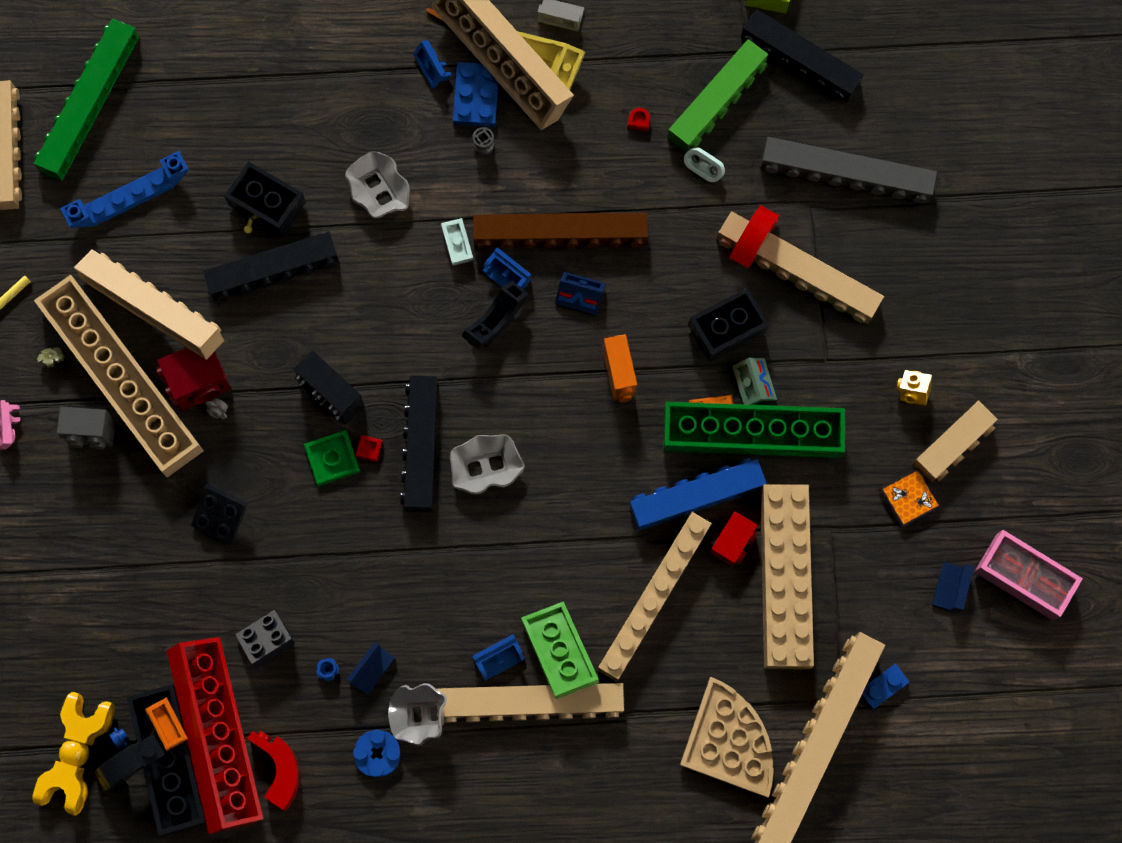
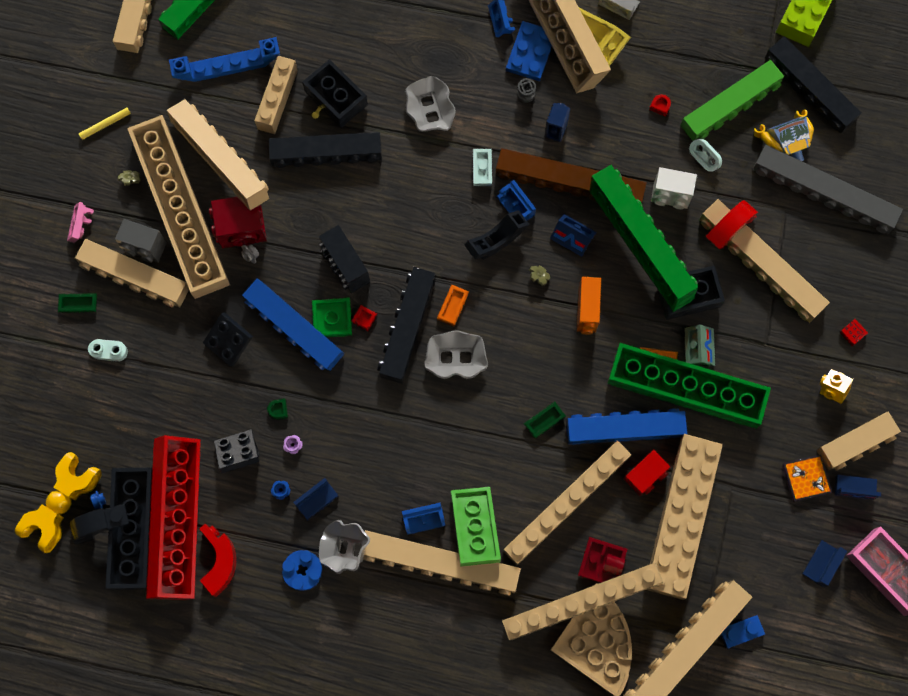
camera: 20 degrees right, 0 degrees up
(30, 518) = (77, 302): none -> dark green tile
(81, 563) = (107, 350): none -> light aqua plate
(85, 466) = (133, 273): none -> tan brick
(166, 724) = (137, 498): orange tile -> none
(196, 217) = (276, 95): none -> tan brick
(290, 477) = (293, 324): none -> blue brick
(298, 578) = (278, 409): none -> dark green tile
(321, 610) = (292, 439): none -> lavender plate
(466, 408) = (452, 305): none -> orange tile
(528, 169) = (557, 121): none -> dark blue brick
(554, 347) = (539, 274): none -> olive plant
(604, 510) = (545, 420): none -> dark green tile
(660, 277) = (643, 238): none -> green brick
(678, 212) = (673, 188): none -> white brick
(701, 701) = (582, 601): none -> tan brick
(711, 651) = (602, 561): none -> dark red plate
(792, 120) = (789, 136): none -> torso
(918, 322) = (853, 332): none -> red tile
(966, 493) = (856, 487): none -> dark blue panel

